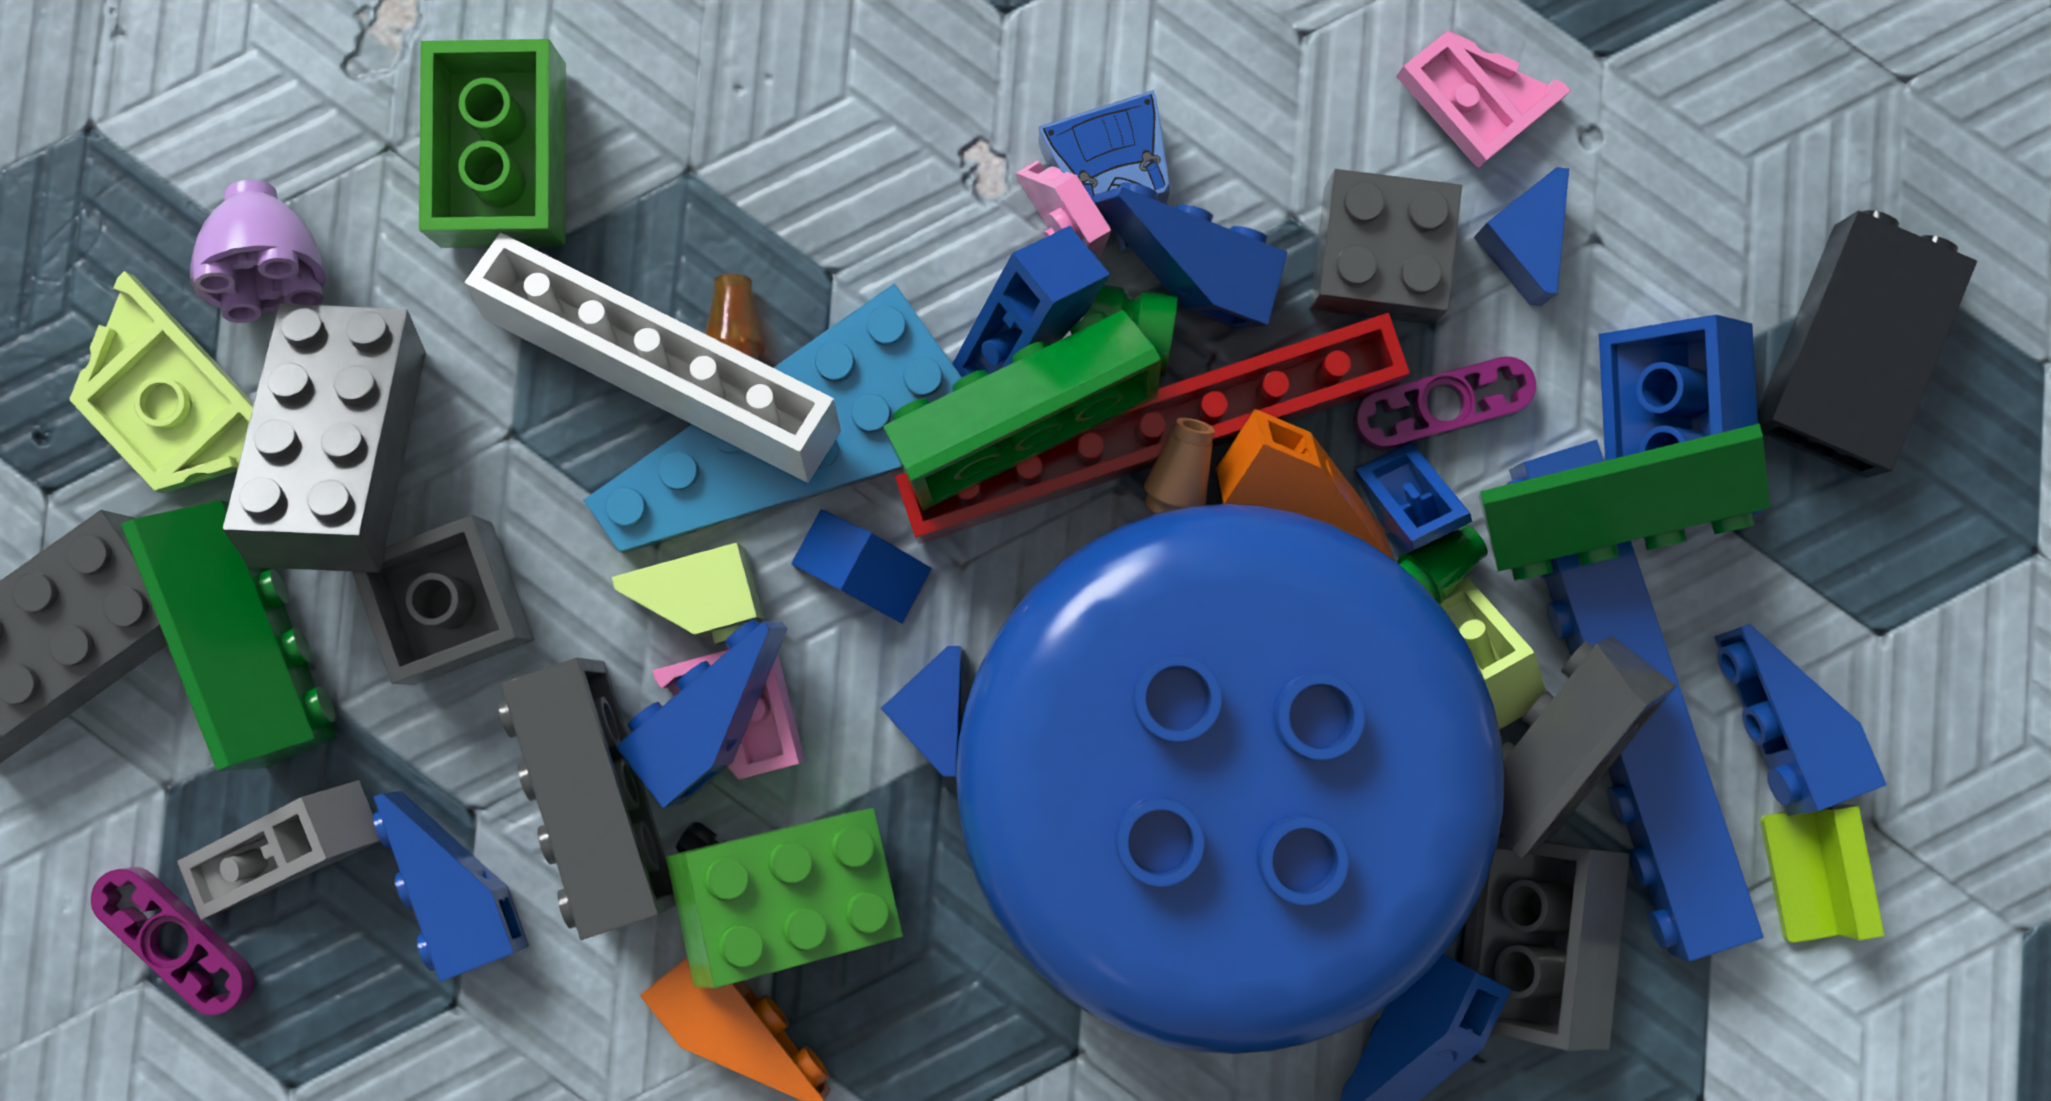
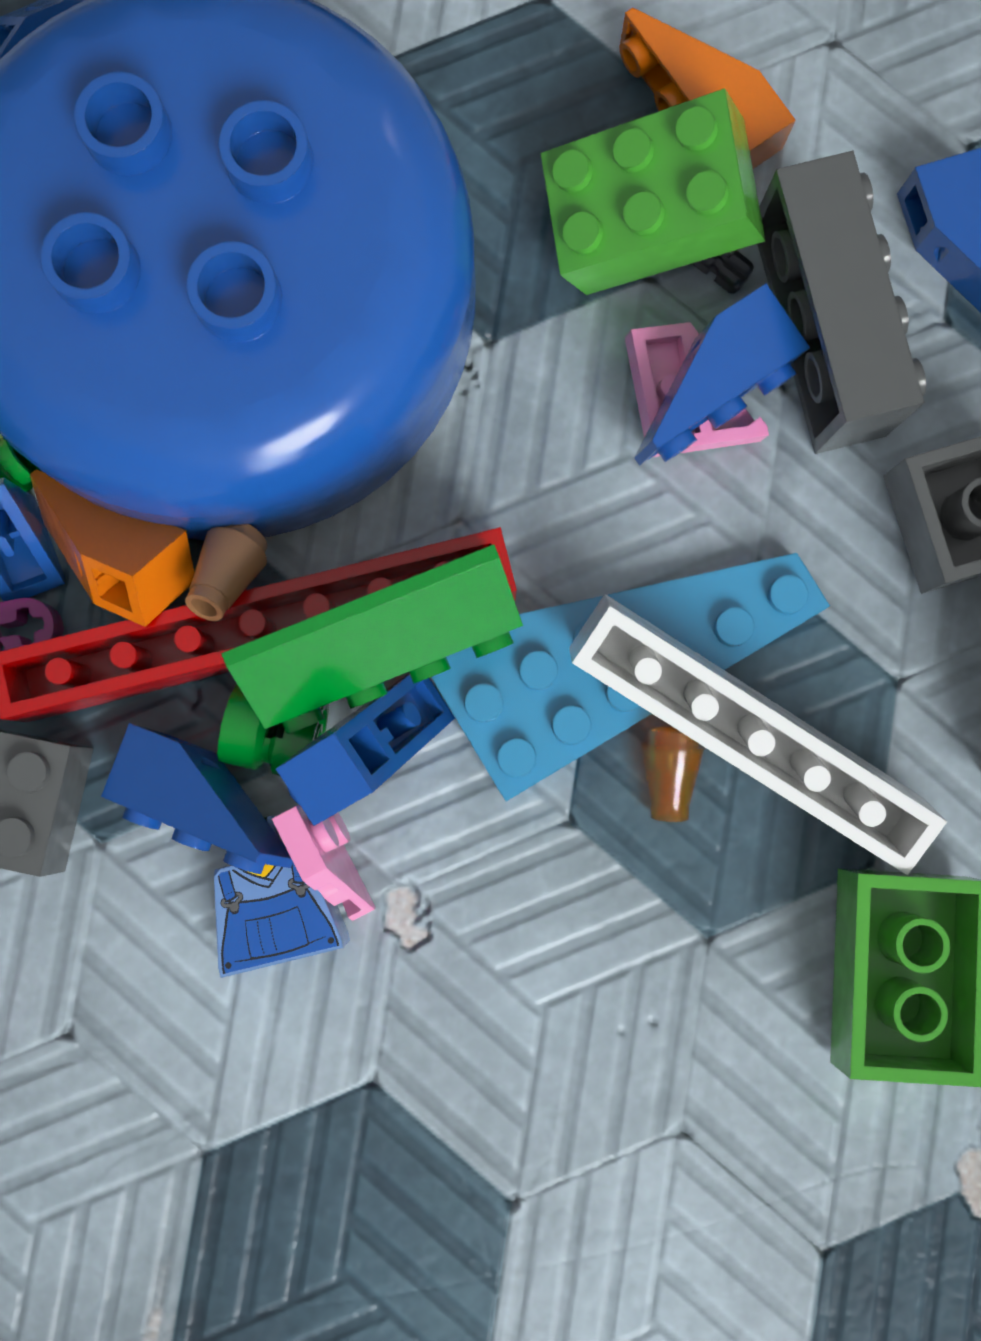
camera: 175 degrees left, 0 degrees up
(699, 592) = (720, 503): yellowish green slope -> none
(862, 565) = (560, 522): blue slope -> none
(930, 710) = (501, 375): blue slope -> none

